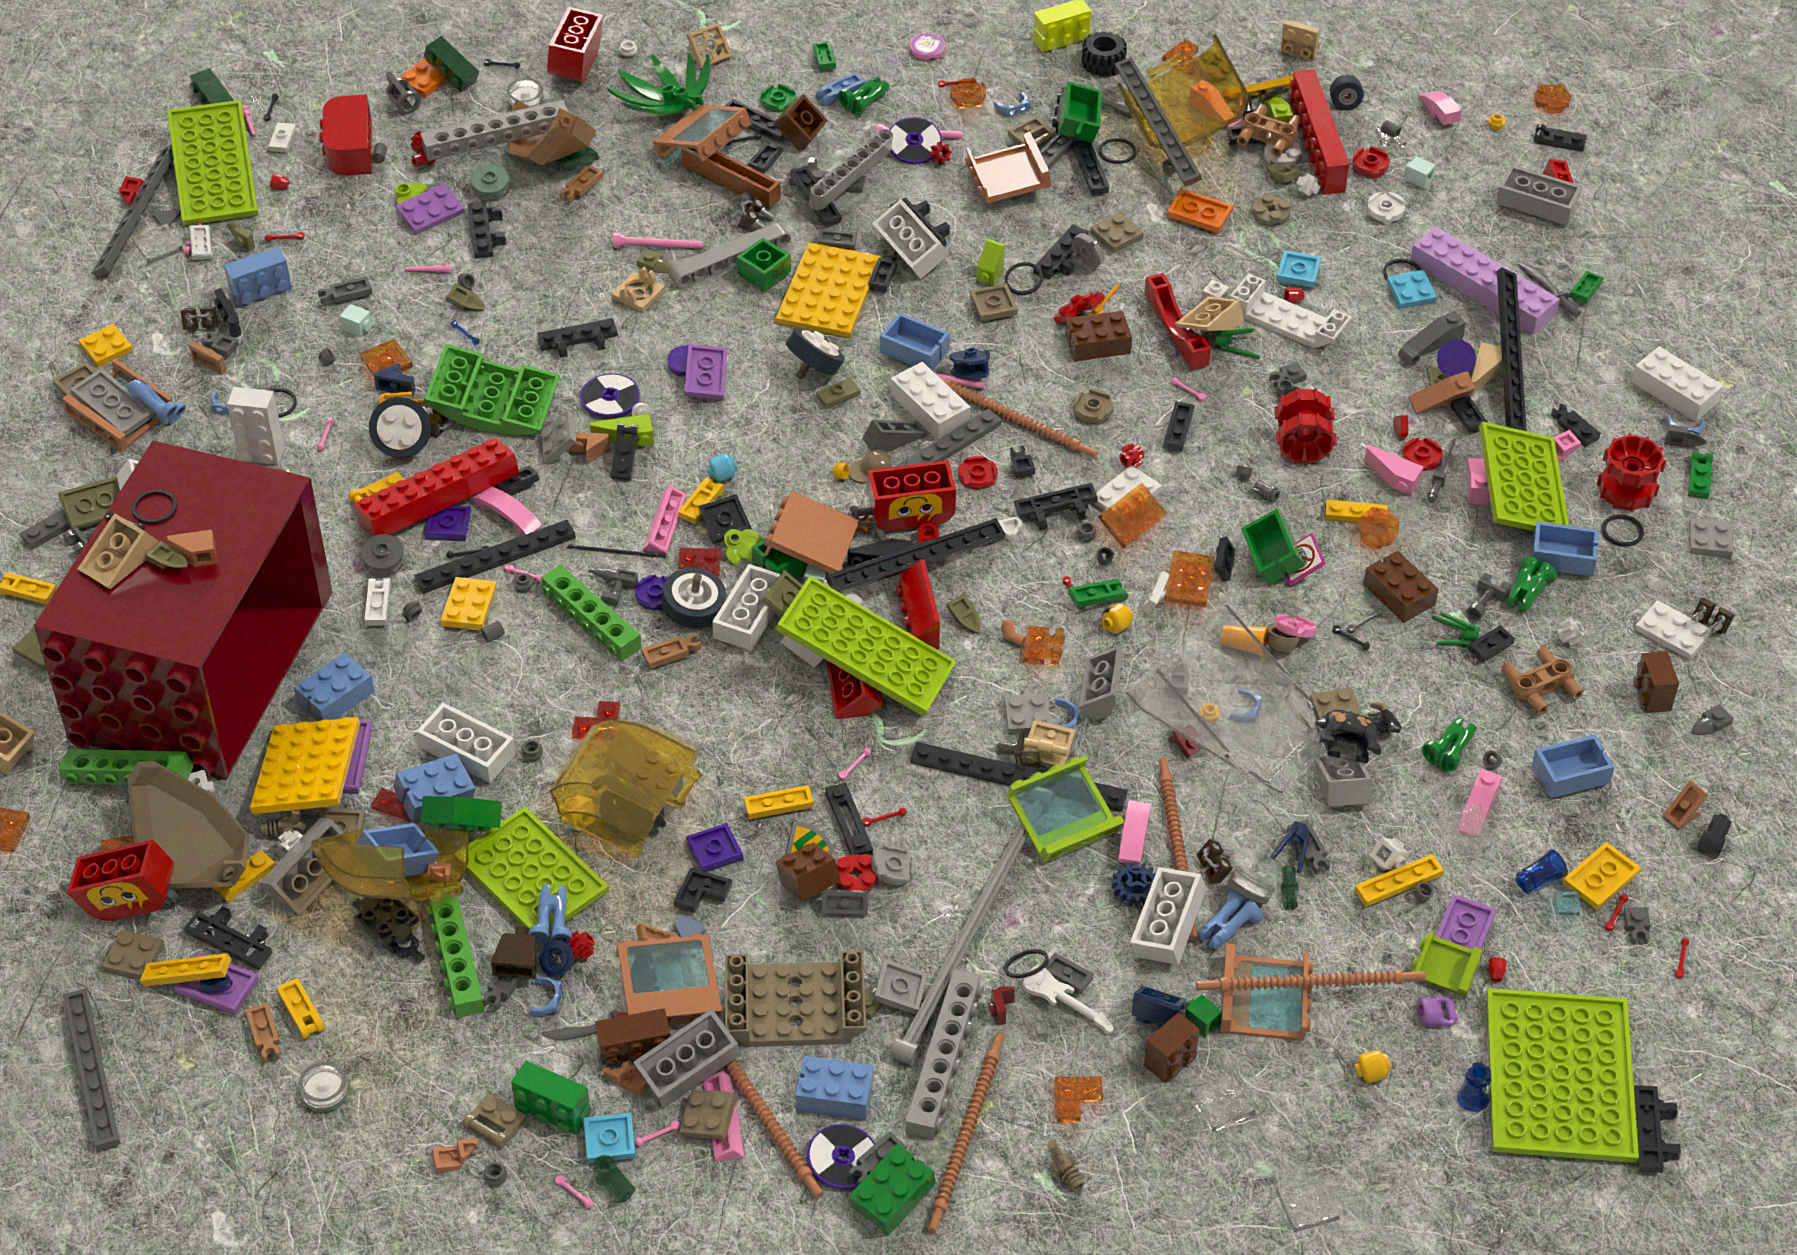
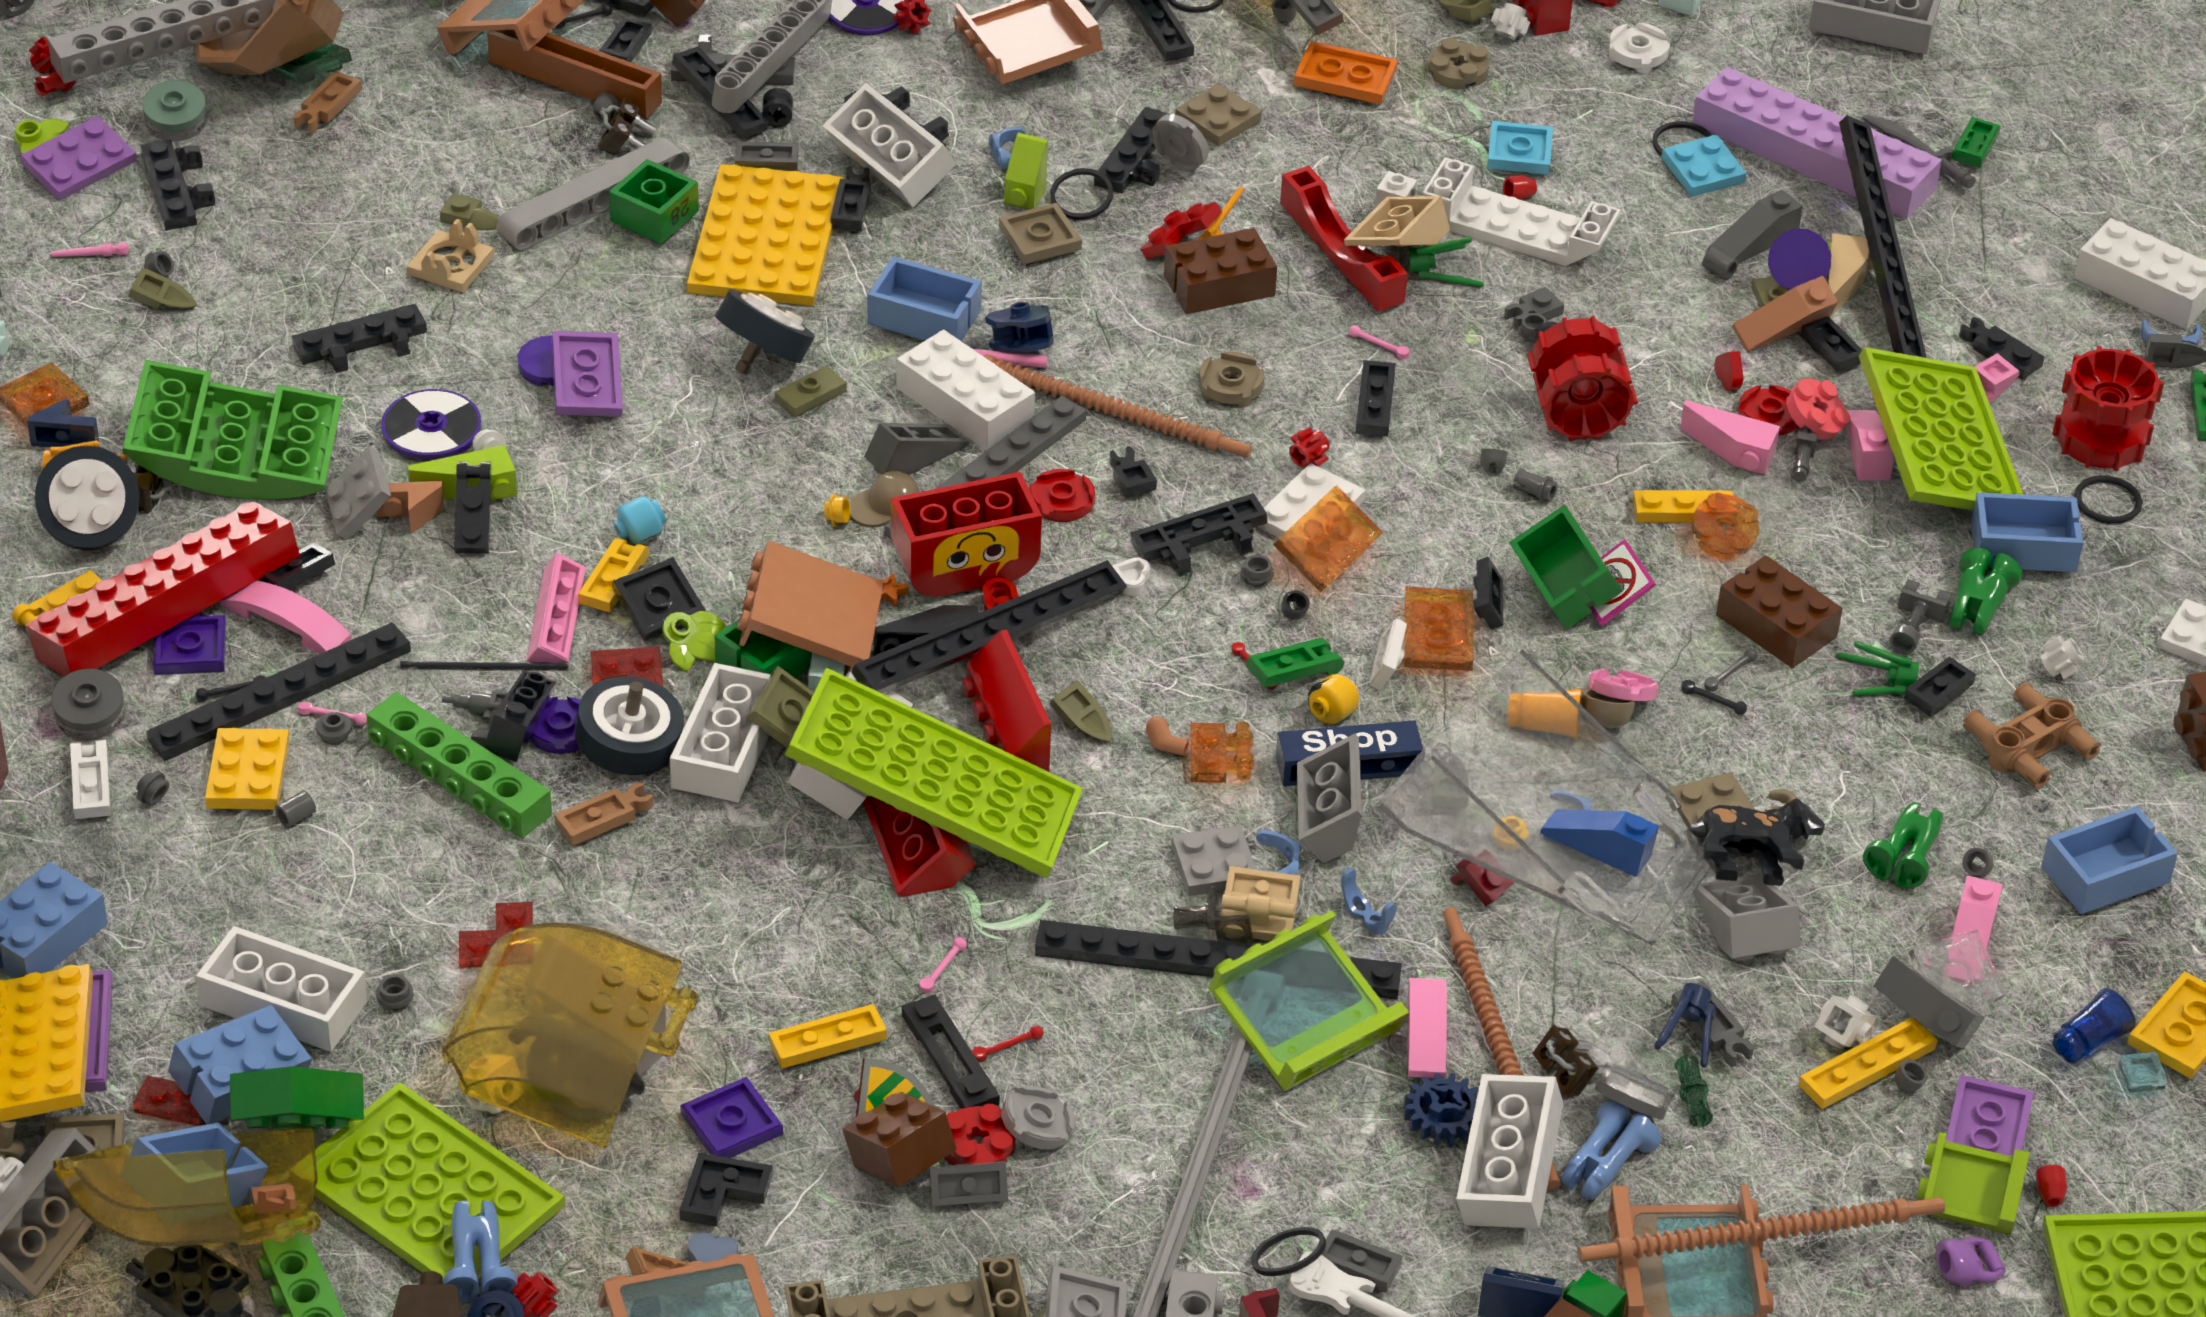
camera: 10 degrees left, 5 degrees down
(475, 340) = (149, 334): clear blue hinge -> none
(620, 240) = (407, 183): bright pink piece -> none
(629, 585) = (518, 715): none -> black slope
(849, 208) = (776, 99): none -> black wheel
(855, 512) = (877, 571): dark grey piece -> none
(980, 238) = (997, 139): none -> medium blue cap
(1106, 744) = (1353, 896): none -> medium blue cap
(1137, 653) = (1383, 748): none -> dark blue brick
(1264, 722) = (1609, 836): none -> blue slope
(1443, 847) = (1928, 1003): none -> dark grey slope
(1456, 450) = (1829, 412): none -> coral plate

